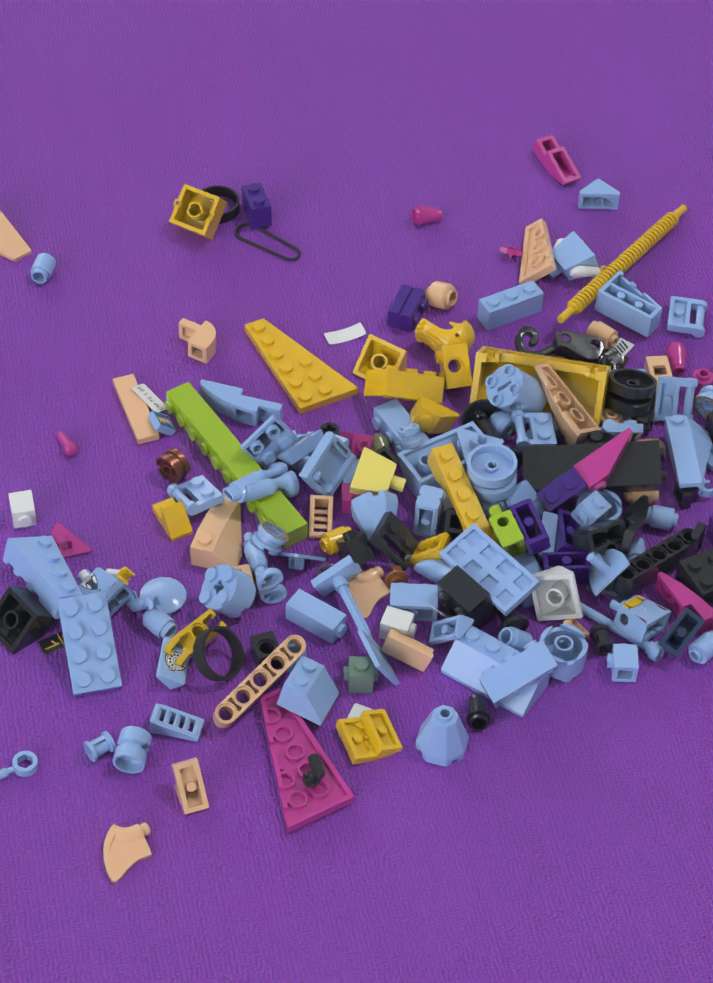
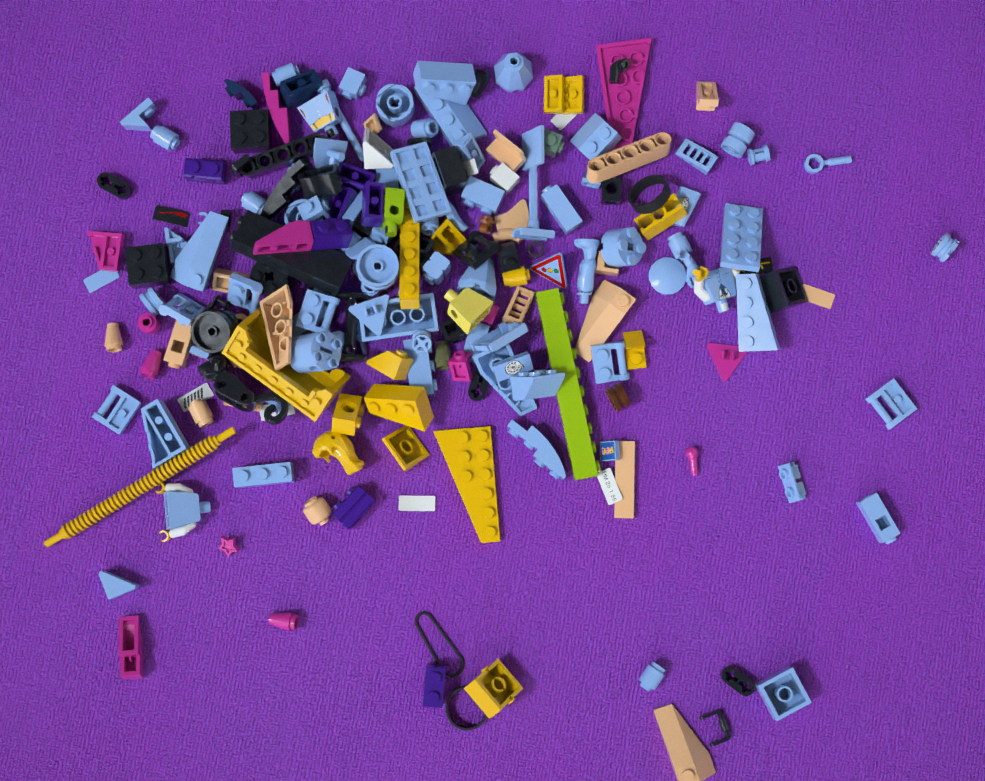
camera: 155 degrees left, 35 degrees up
(22, 509) = (750, 398): white brick -> none
(125, 848) = (766, 69): light nougat arm -> none
(200, 339) = (541, 531): light nougat brick -> none
(263, 484) = (563, 336): light blue piece -> none
(270, 537) = (565, 282): light blue wheel -> none
(537, 253) = (211, 526): light nougat wing -> none
(601, 639) = (358, 110): black bush -> none

